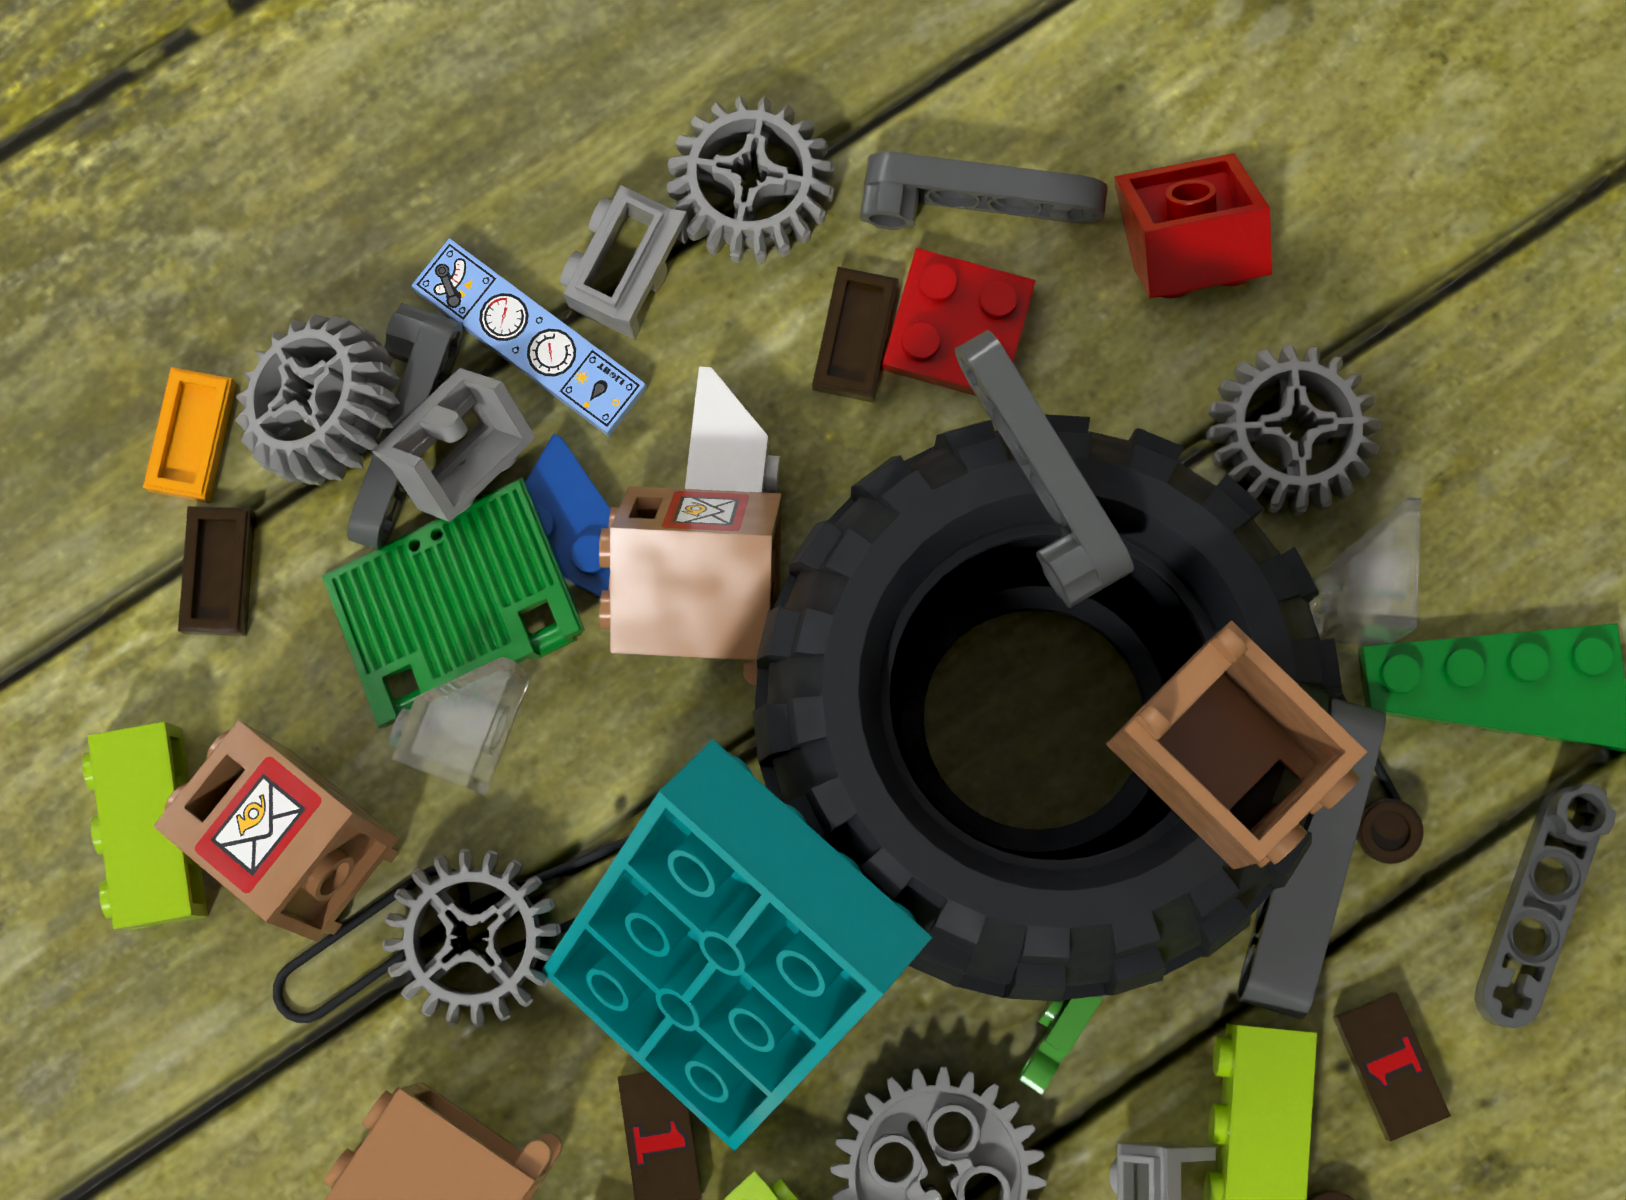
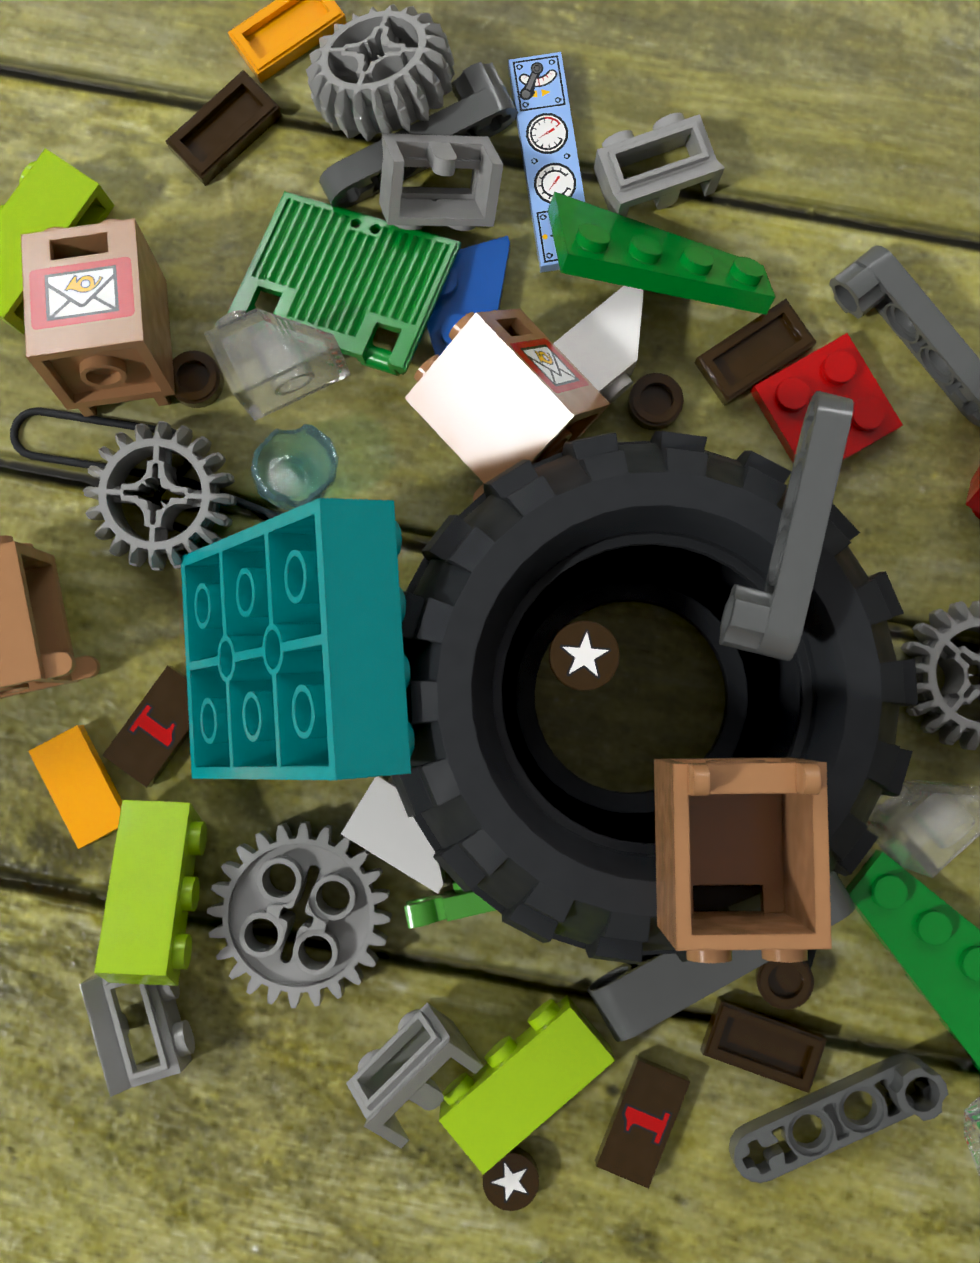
camera: 45 degrees right, 5 degrees up
(402, 807) = (197, 379): none -> dark brown tile
(565, 800) = (294, 466): none -> clear light blue hair
(684, 349) = (643, 257): none -> green wing
(775, 183) = (768, 155): light grey gear -> none
(812, 454) = (655, 401): none -> dark brown tile
(950, 1022) = (387, 832): none -> white slope
(976, 716) = (584, 655): none -> dark brown tile
(1425, 903) = (763, 1045): none -> dark brown tile

